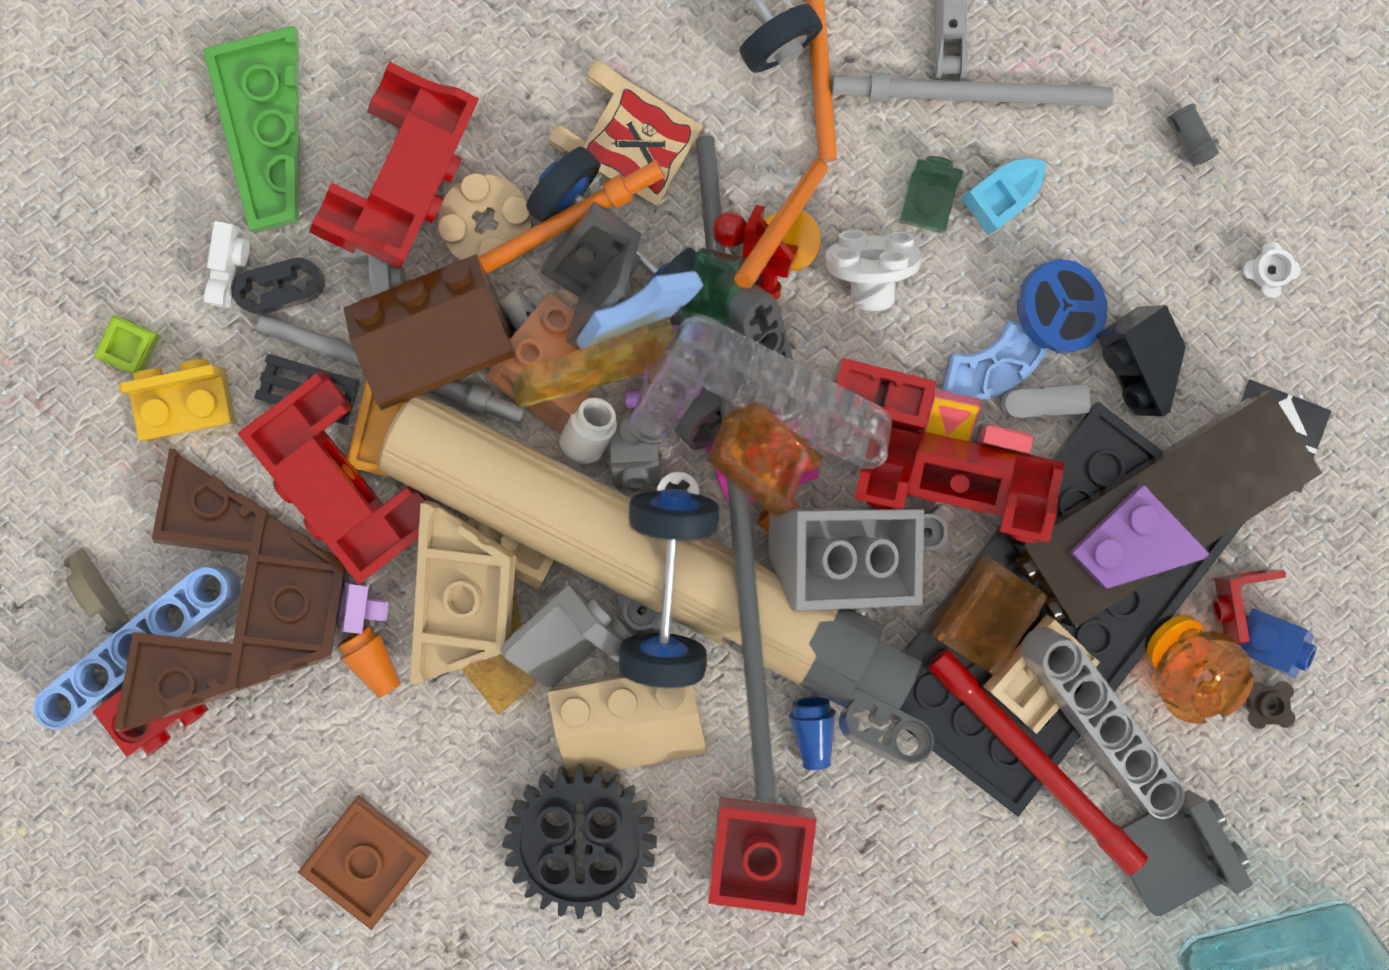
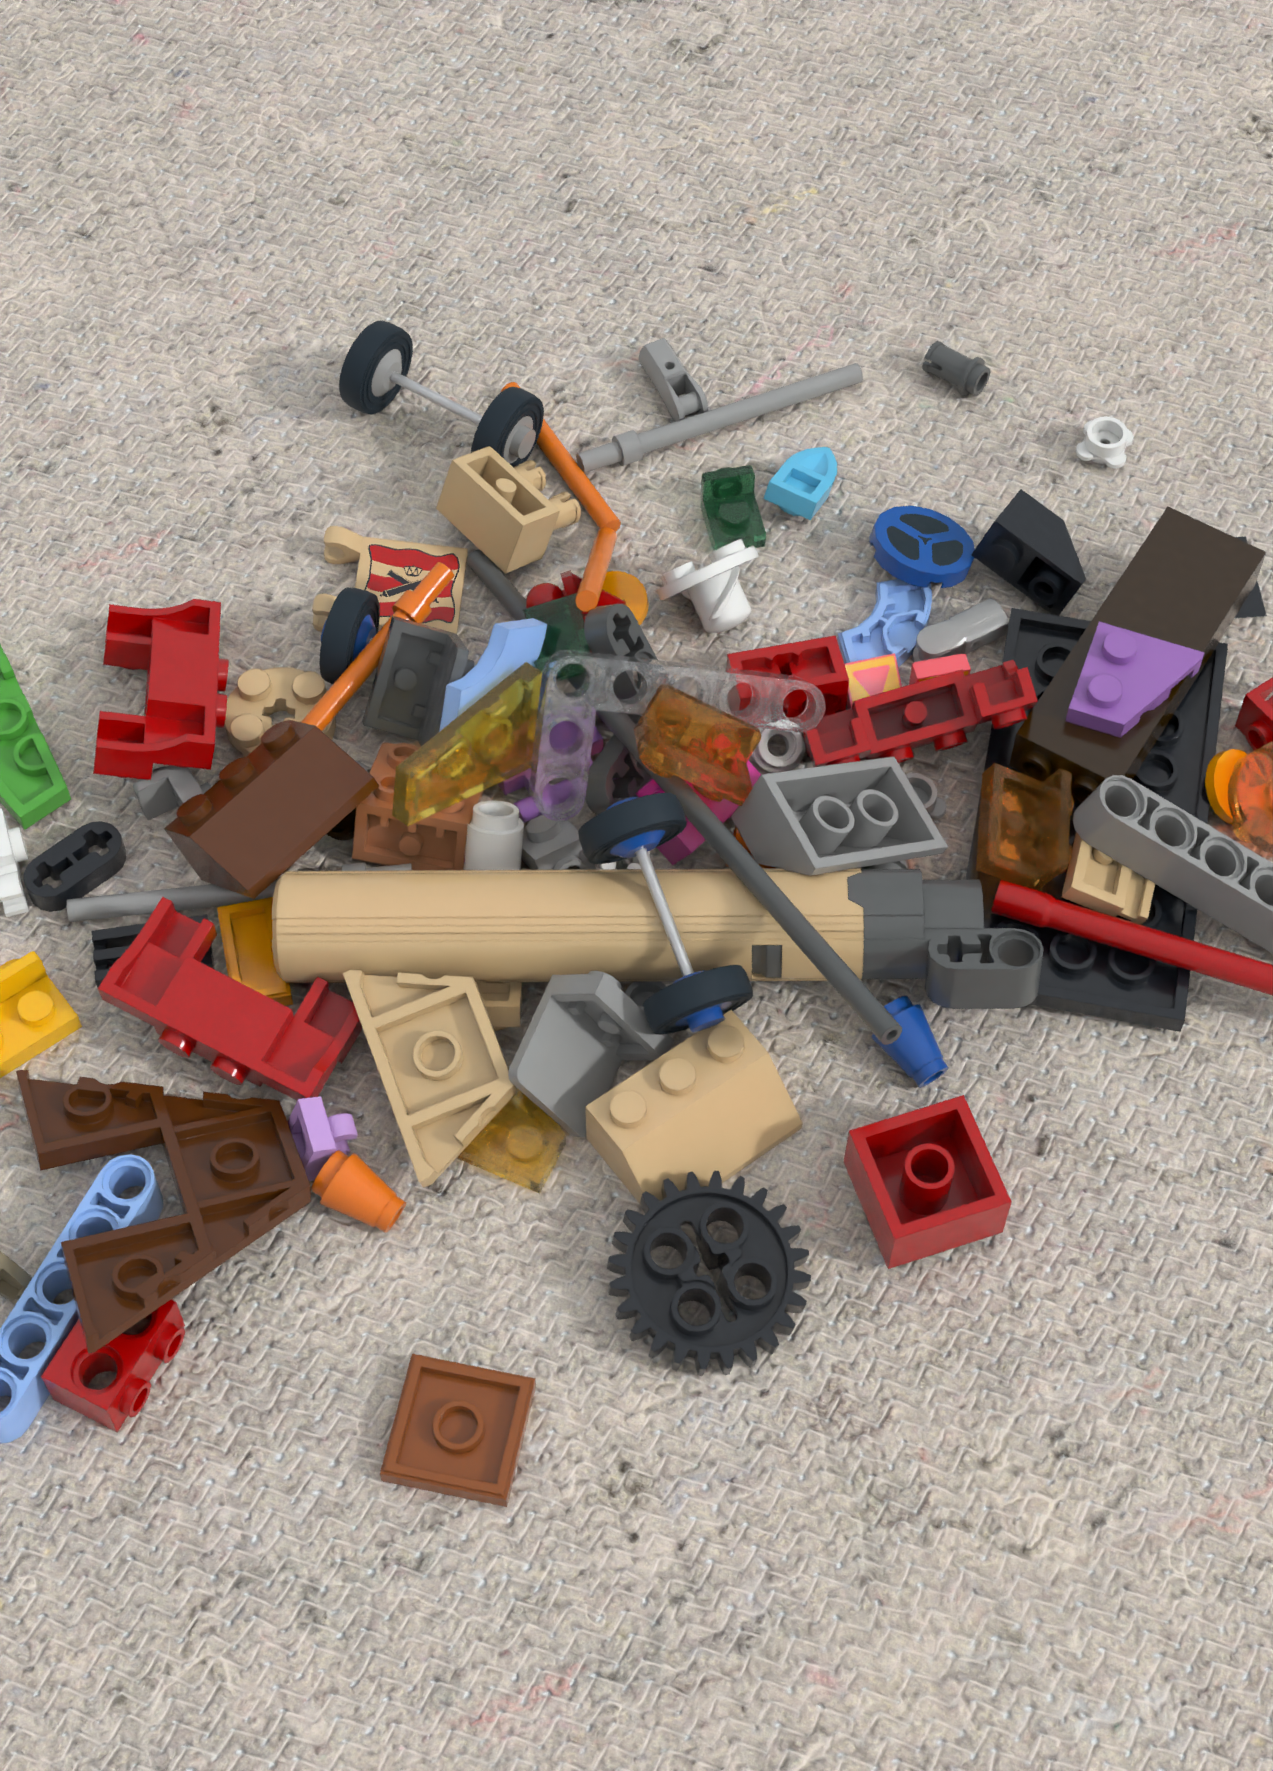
camera: 25 degrees left, 30 degrees down
(738, 113) = (504, 507): none -> tan brick

